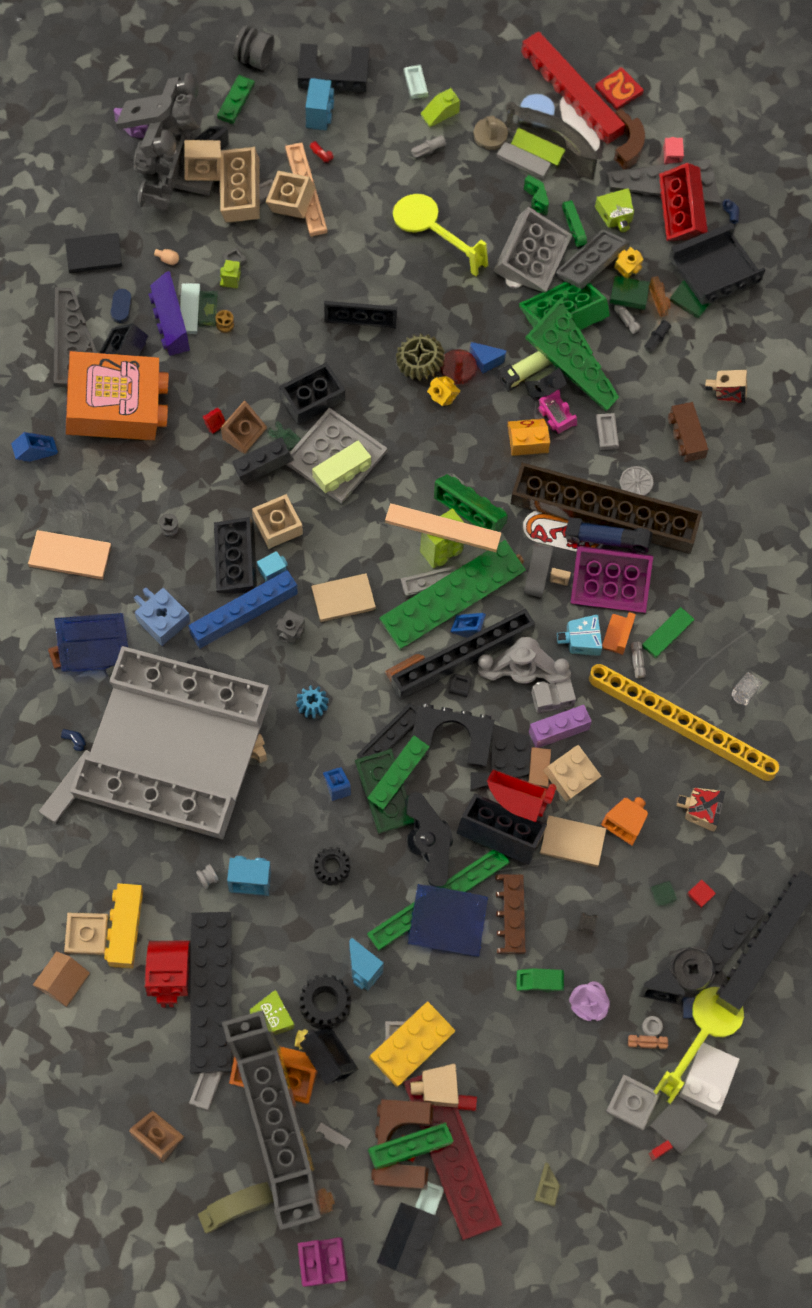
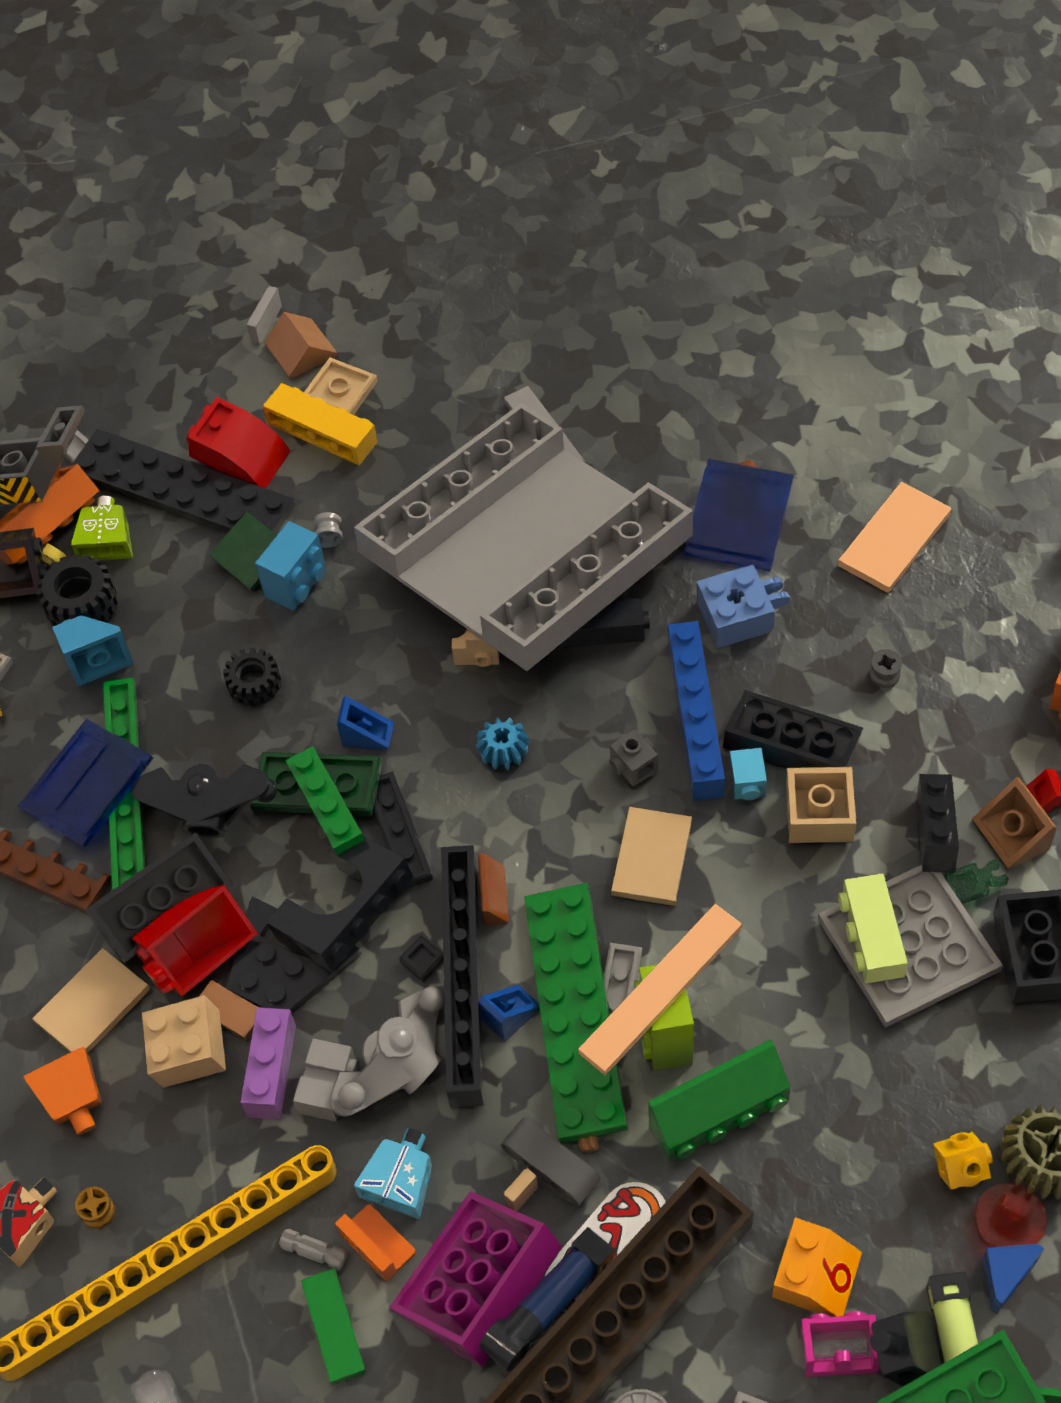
camera: 125 degrees right, 10 degrees down
(44, 1014) = (264, 315): none -> light grey tile
(76, 738) = (607, 456): dark blue arm -> none
(156, 1135) = (47, 368): medium nougat slope -> none
(245, 914) = (242, 549): none -> dark green tile
(676, 768) = (89, 1201): none -> pearl gold wheel

